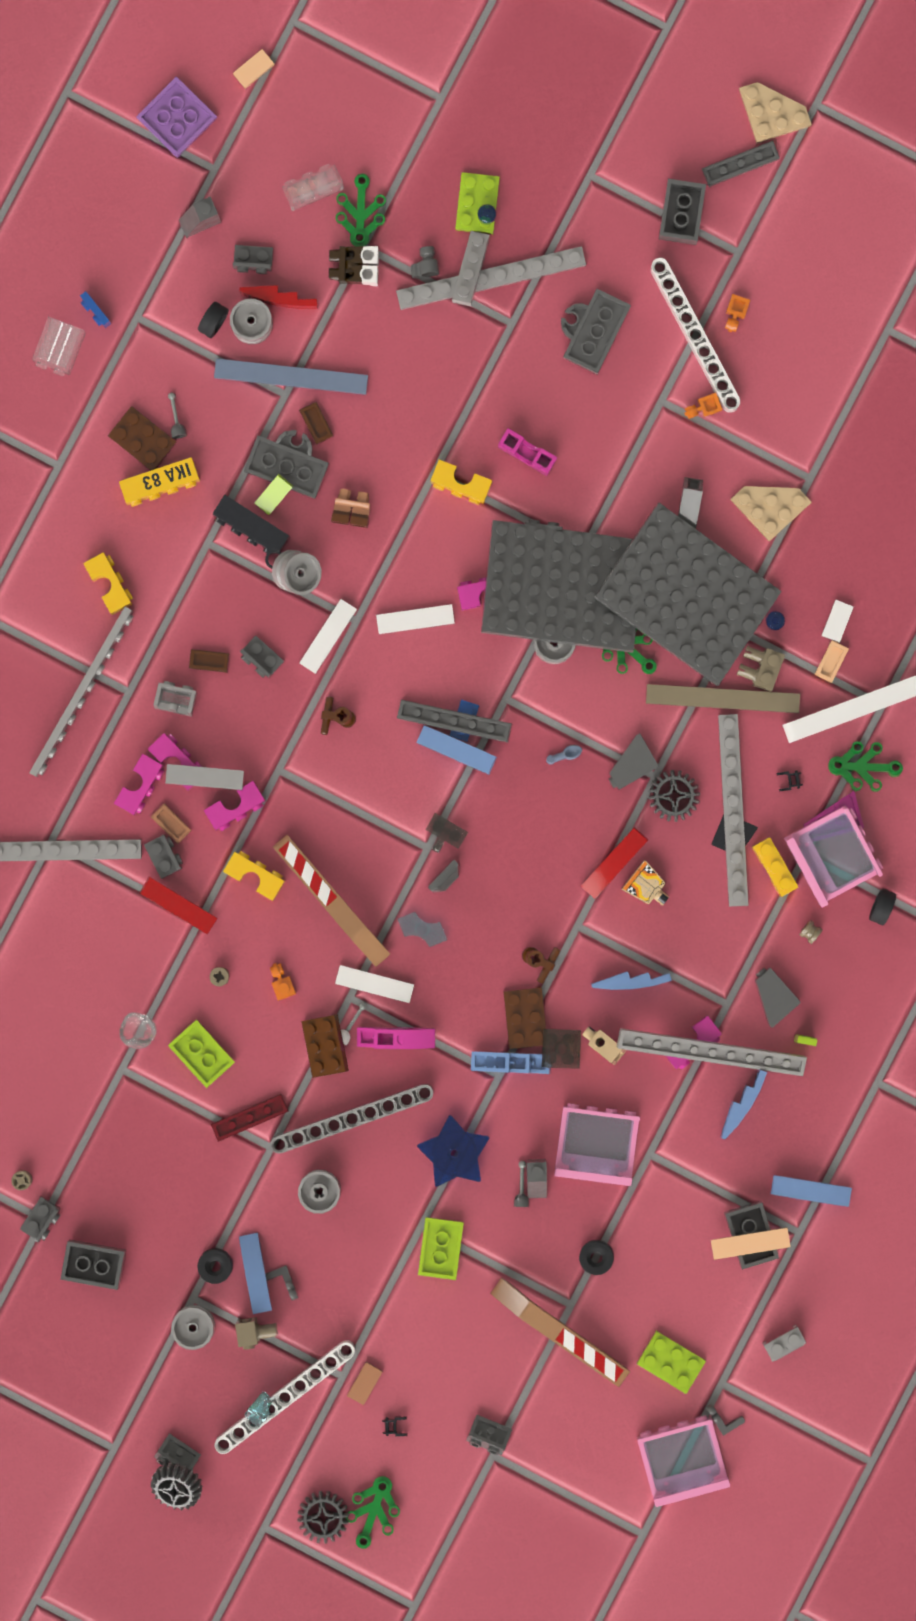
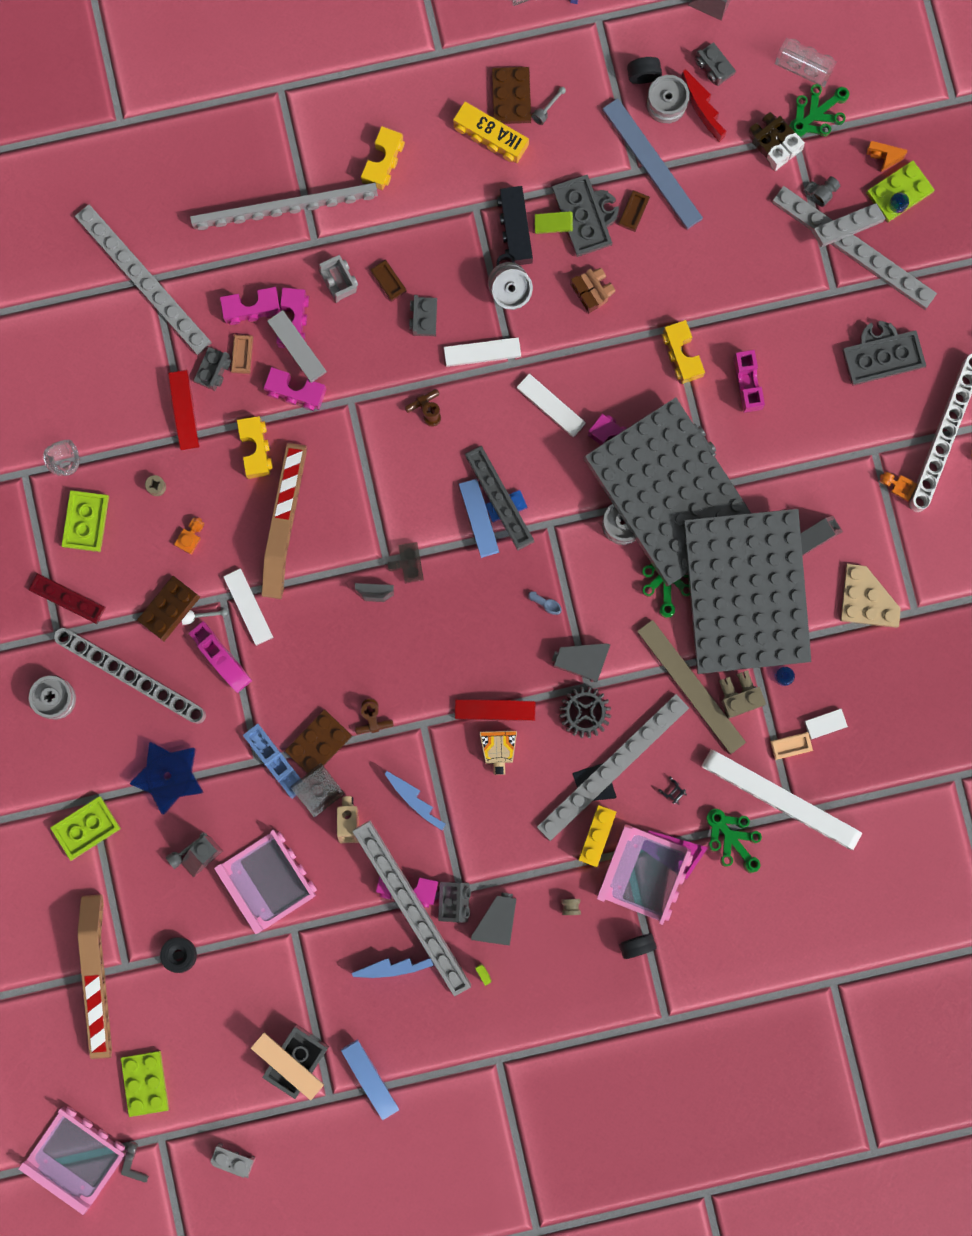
camera: 45 degrees right, 5 degrees down
(413, 925) = (318, 599): clear light blue tile -> none
(442, 186) = (890, 154): none -> orange slope
(732, 1016) = (454, 902): none -> dark grey bracket

